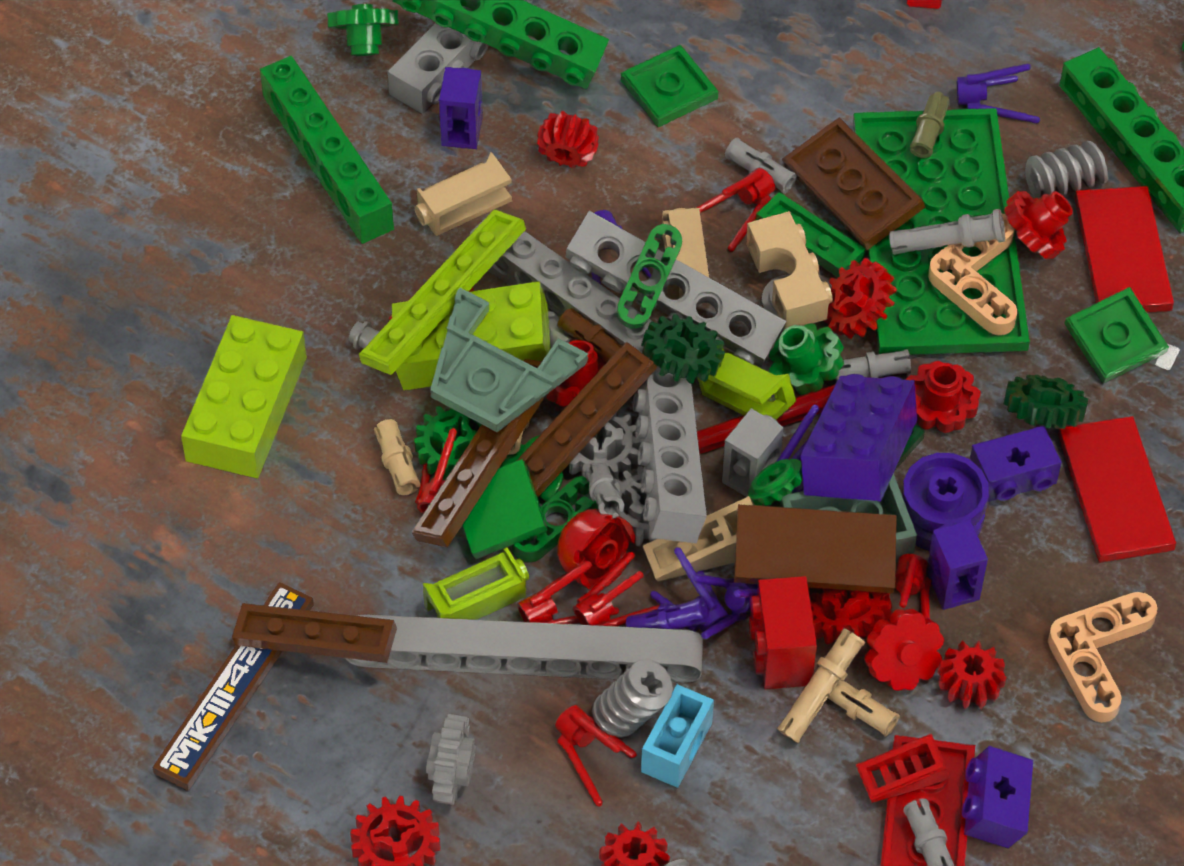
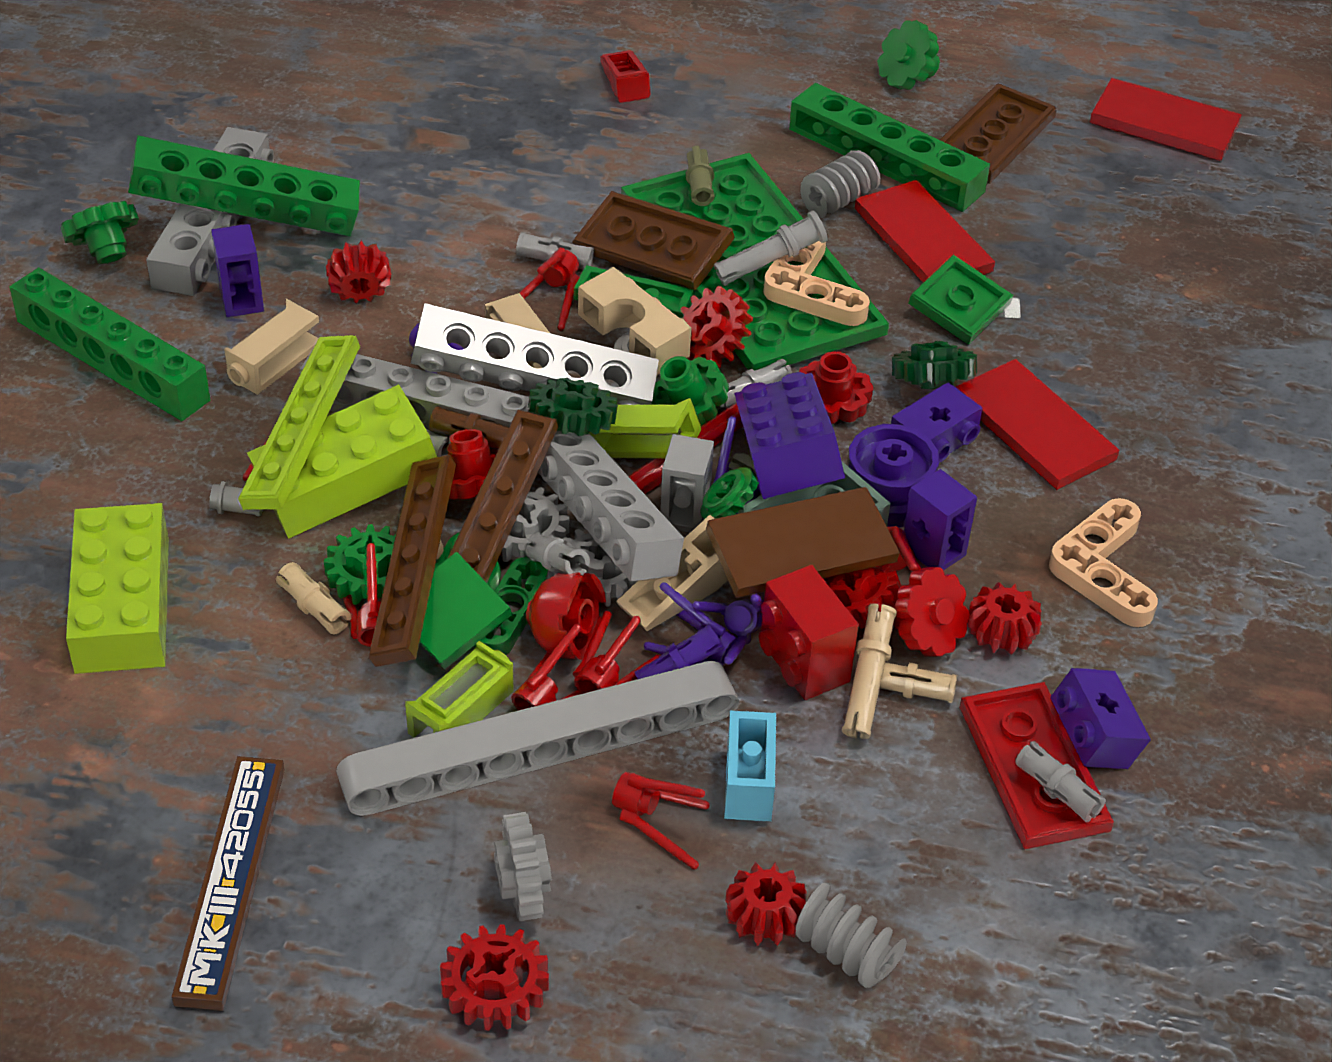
camera: 25 degrees left, 10 degrees down
(314, 632) = (306, 787): reddish brown plate -> none
(489, 381) = (390, 486): sand green wing -> none
(633, 698) = (688, 740): light grey piece -> none
(651, 247) = (499, 361): green beam -> none
(669, 85) = (431, 212): green tile -> none
(911, 751) = (1005, 693): red slope -> none
(974, 89) = (721, 143): dark purple plant -> none
(1039, 221) = (846, 221): red plant -> none

